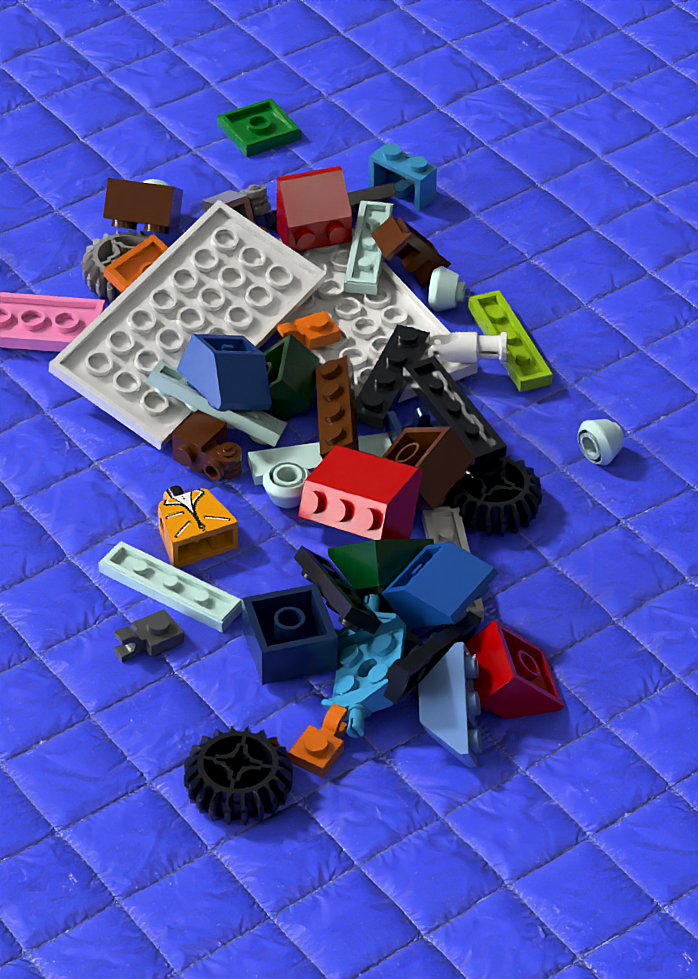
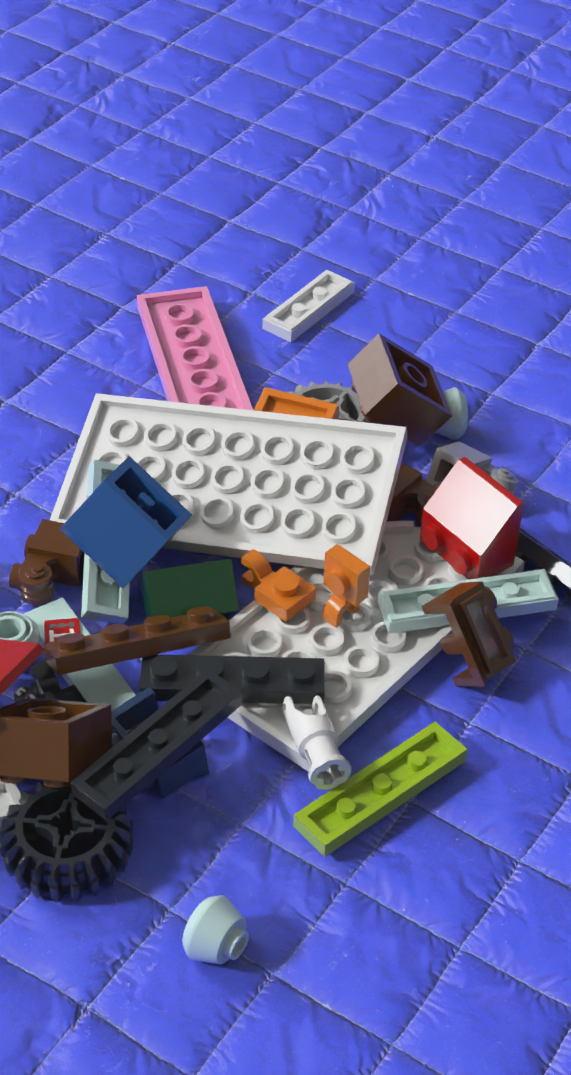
camera: 70 degrees right, 0 degrees up
(285, 454) = (59, 627): none -> red sticker
(343, 282) = (347, 579): none -> orange plate
(445, 289) = (438, 694): light aqua cone -> none

